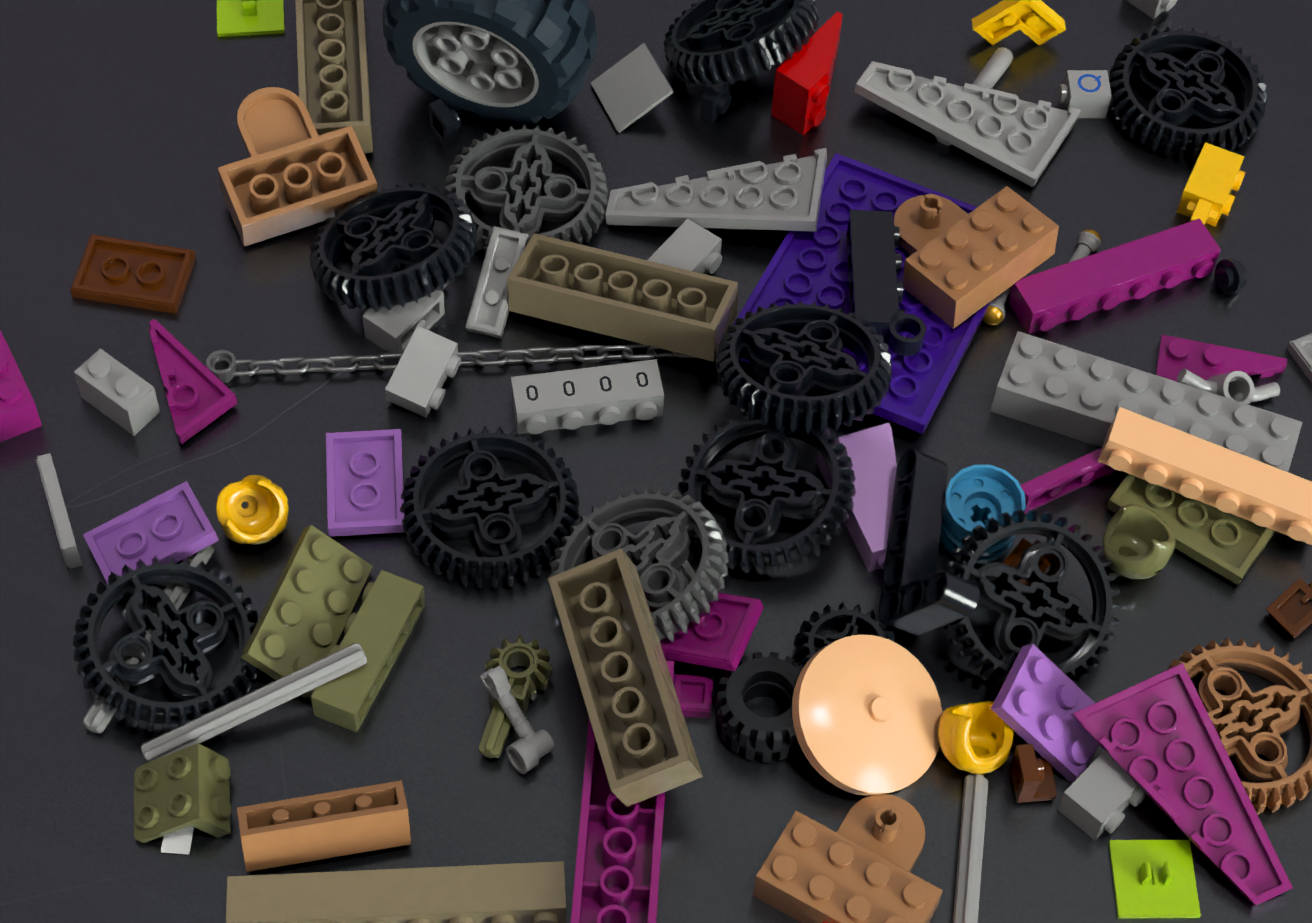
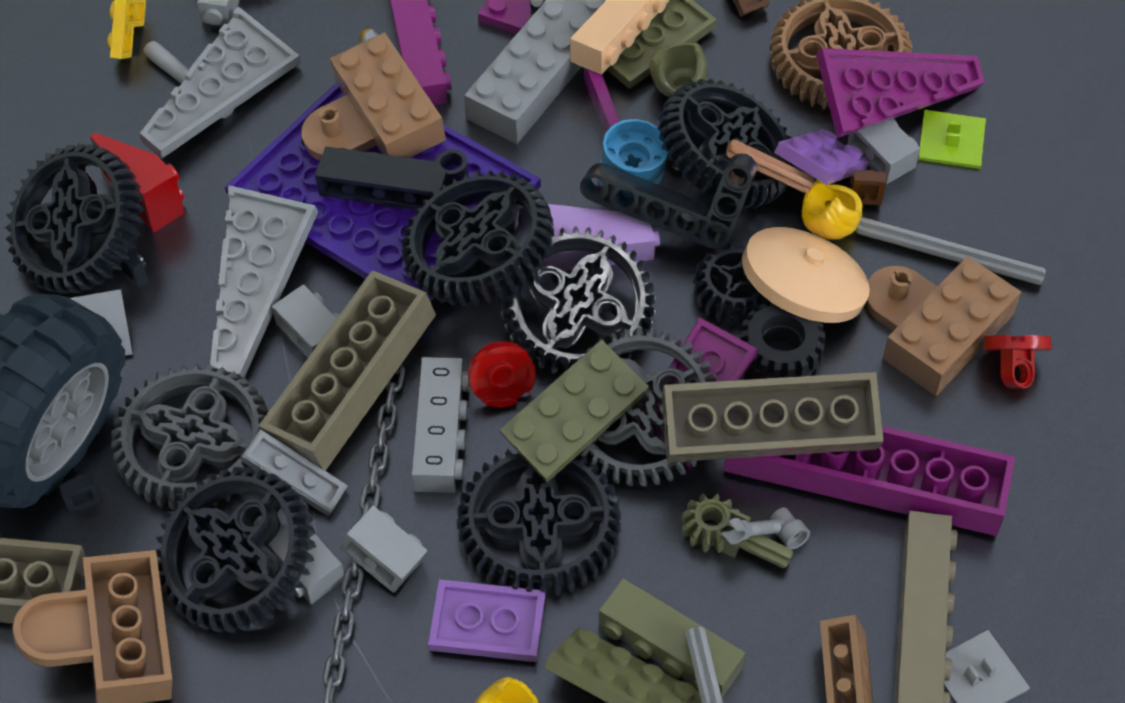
camera: 75 degrees left, 0 degrees up
(607, 497) = (574, 410): none -> olive plate
(656, 434) = (501, 374): none -> red tile
(1000, 637) = (773, 167): none -> nougat axle

